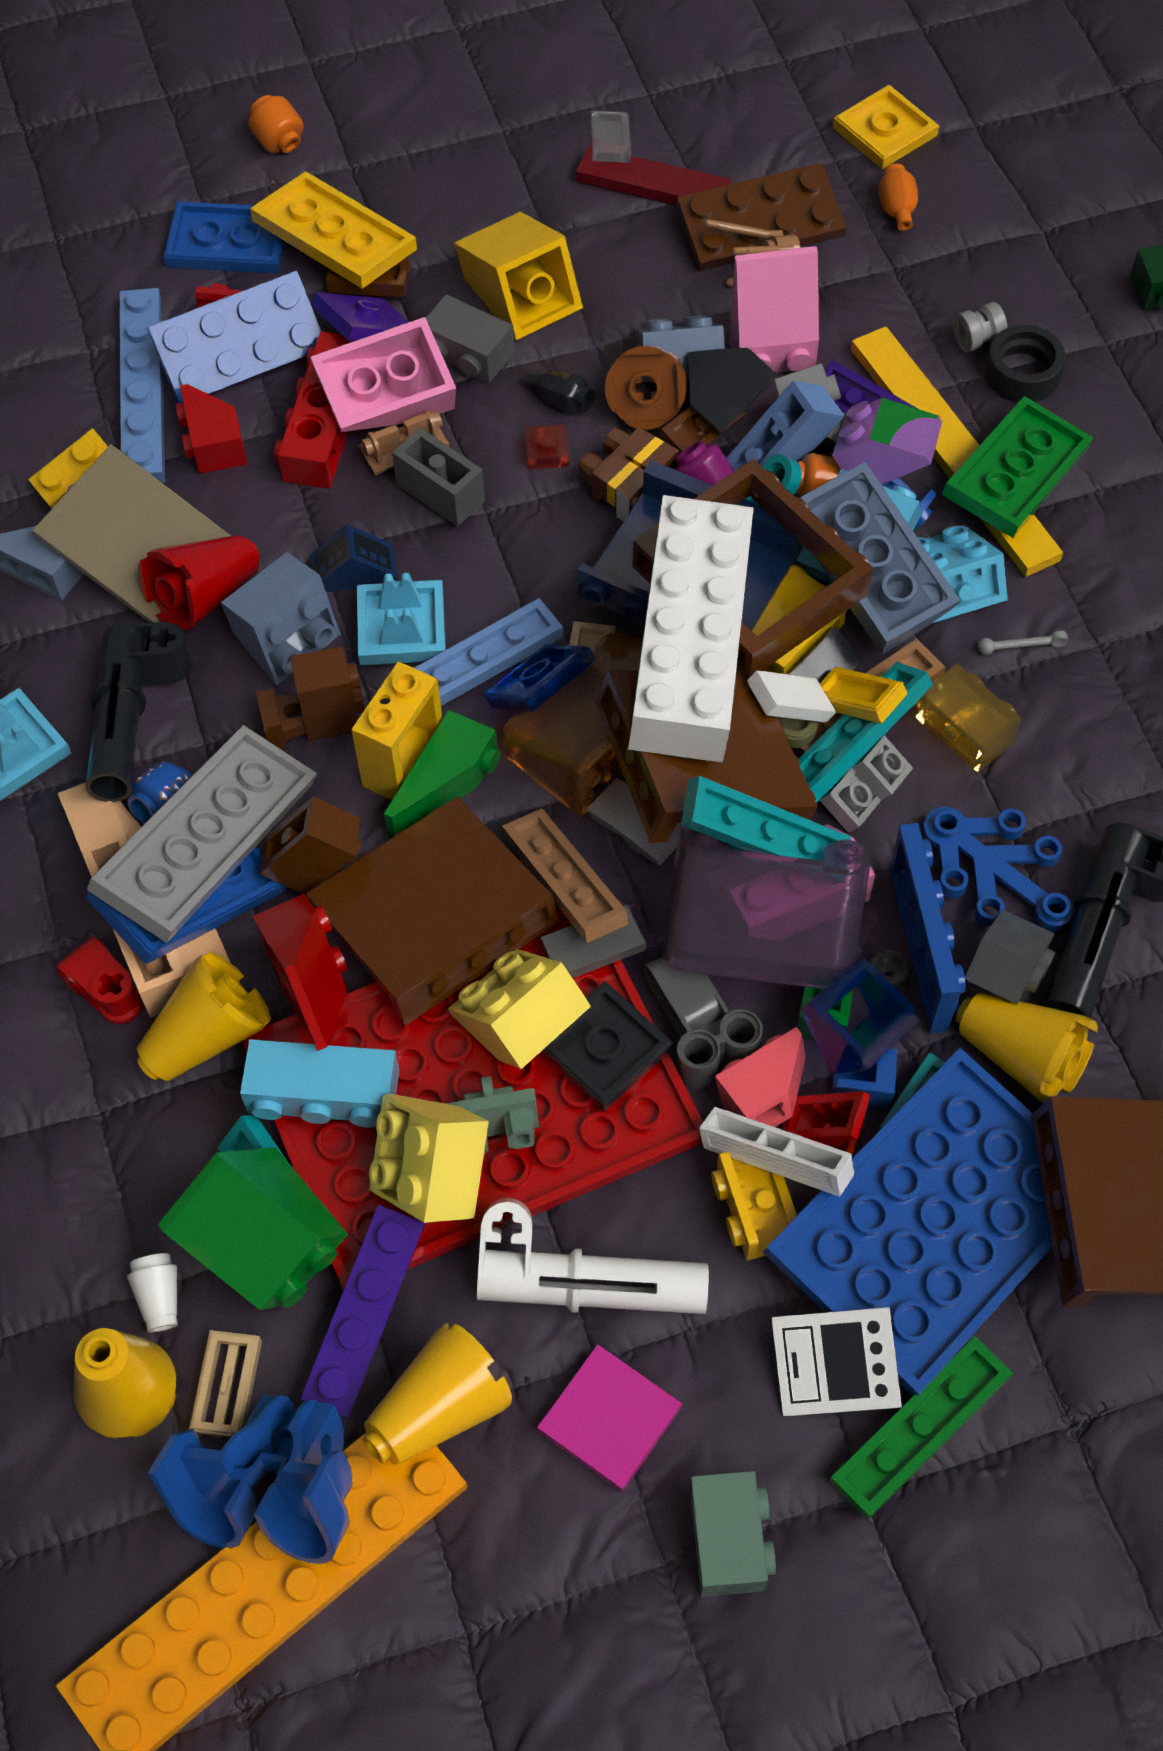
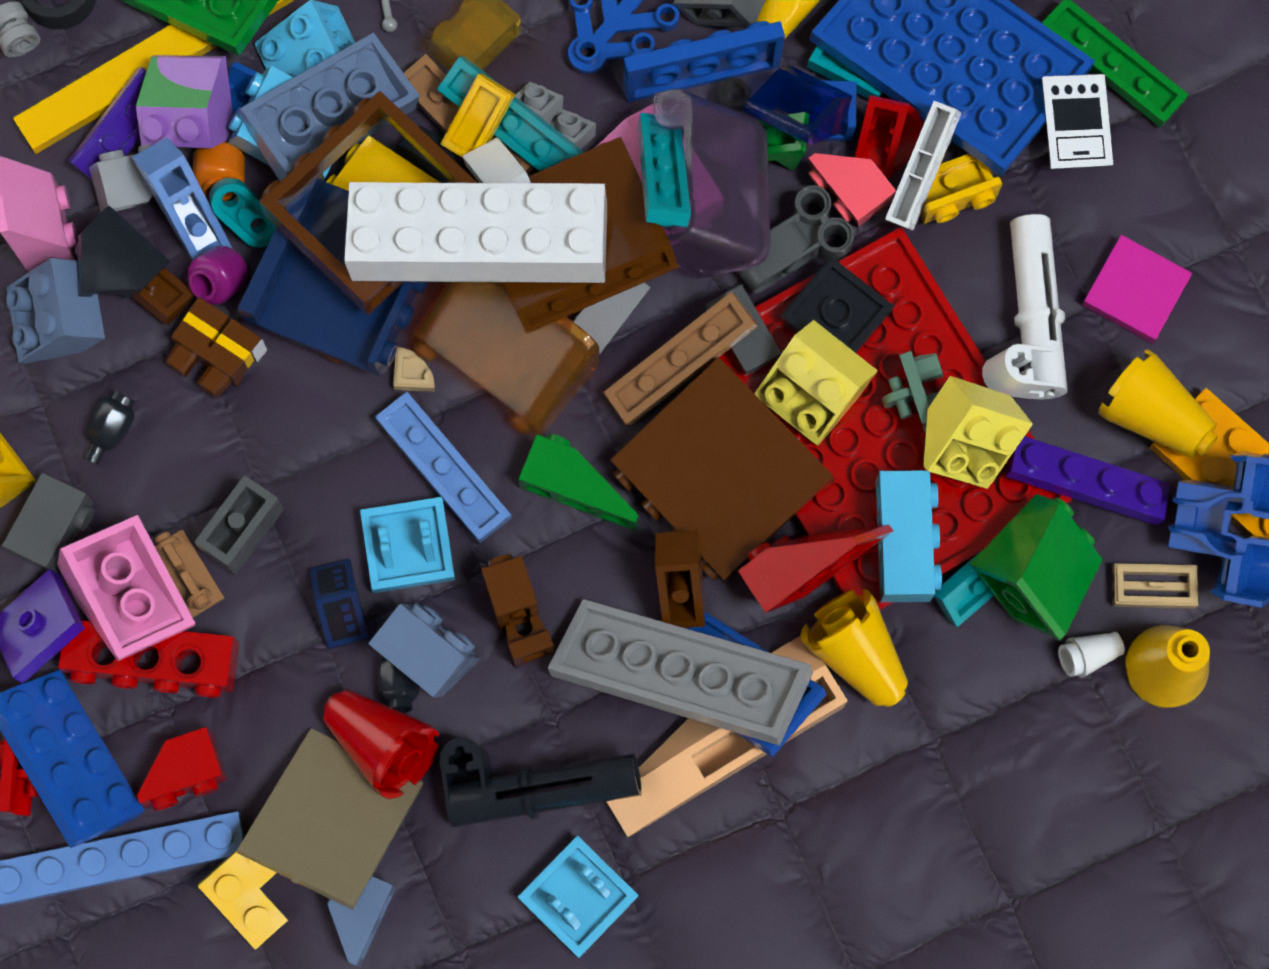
camera: 100 degrees left, 15 degrees up
(101, 981) = (812, 760): red piece -> none
(155, 788) = (623, 733): blue head -> none
(395, 734) = (544, 506): yellow window -> none
(539, 677) = (471, 403): clear blue tile -> none
(547, 446) = (179, 433): clear red plate -> none
(630, 404) = (97, 338): dark orange plate -> none
(729, 1533) = (1215, 192): sand green brick -> none

